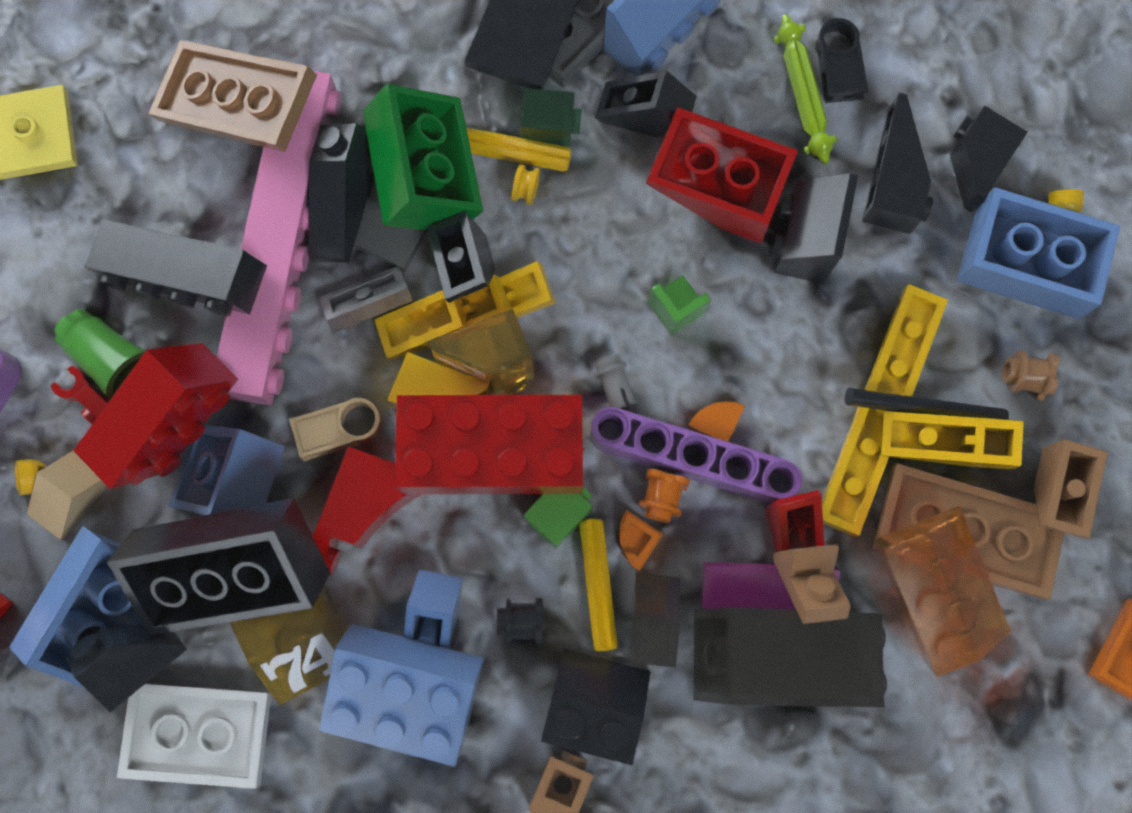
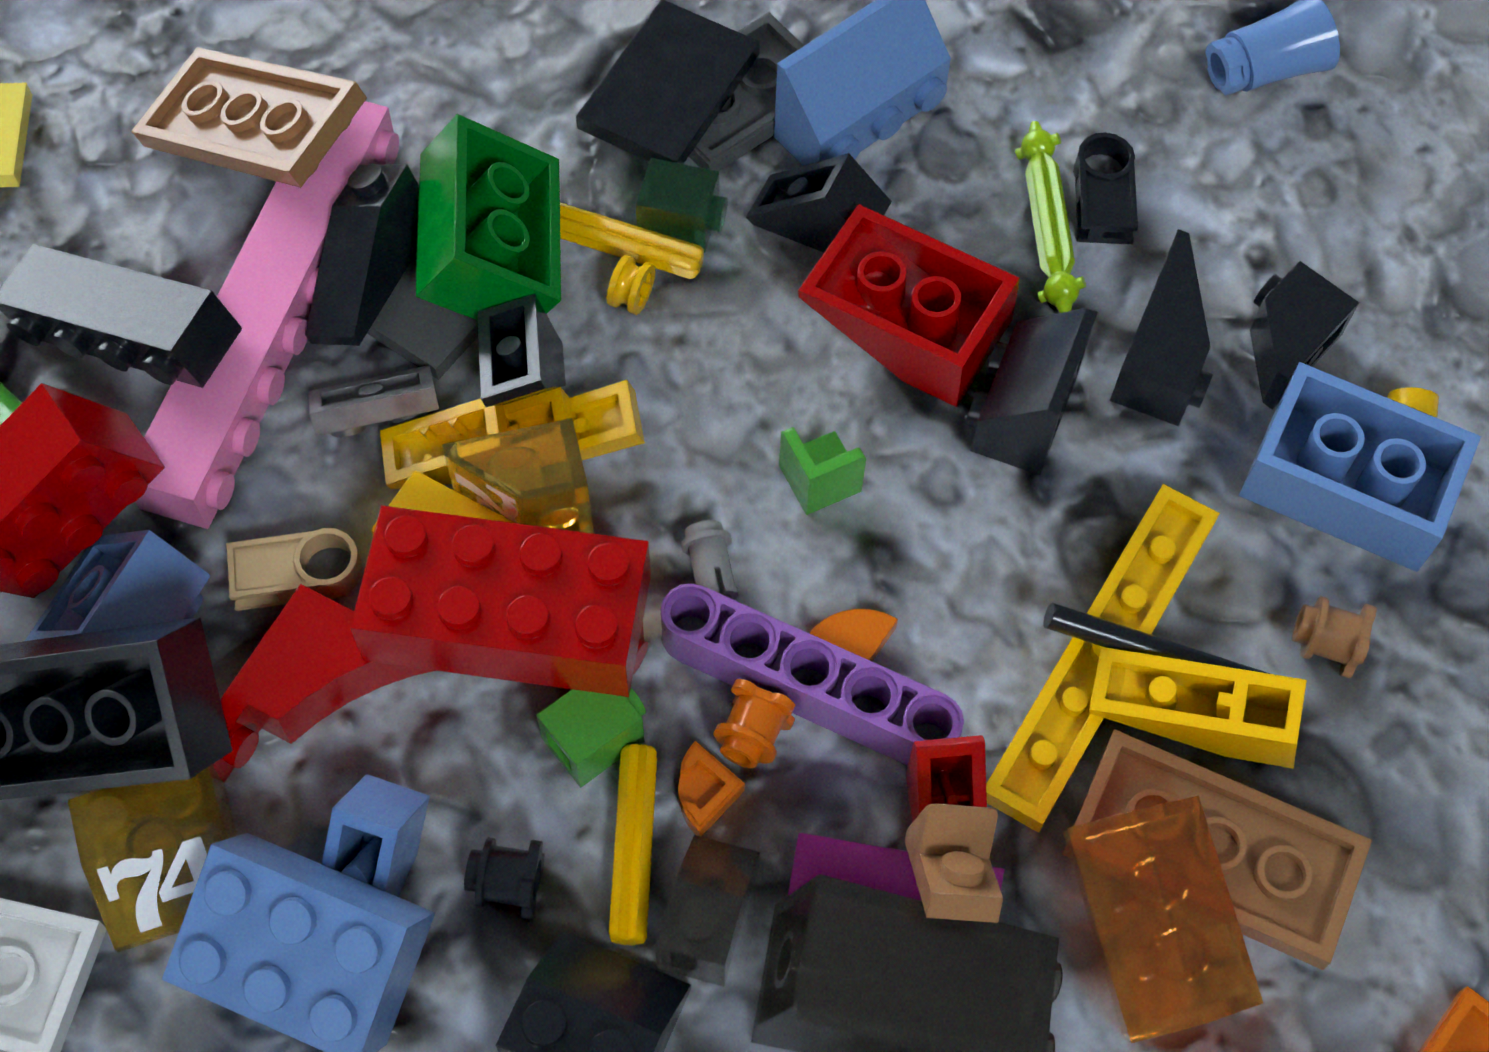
camera: 10 degrees right, 15 degrees down
(1069, 486) = (1374, 792): medium nougat slope -> none

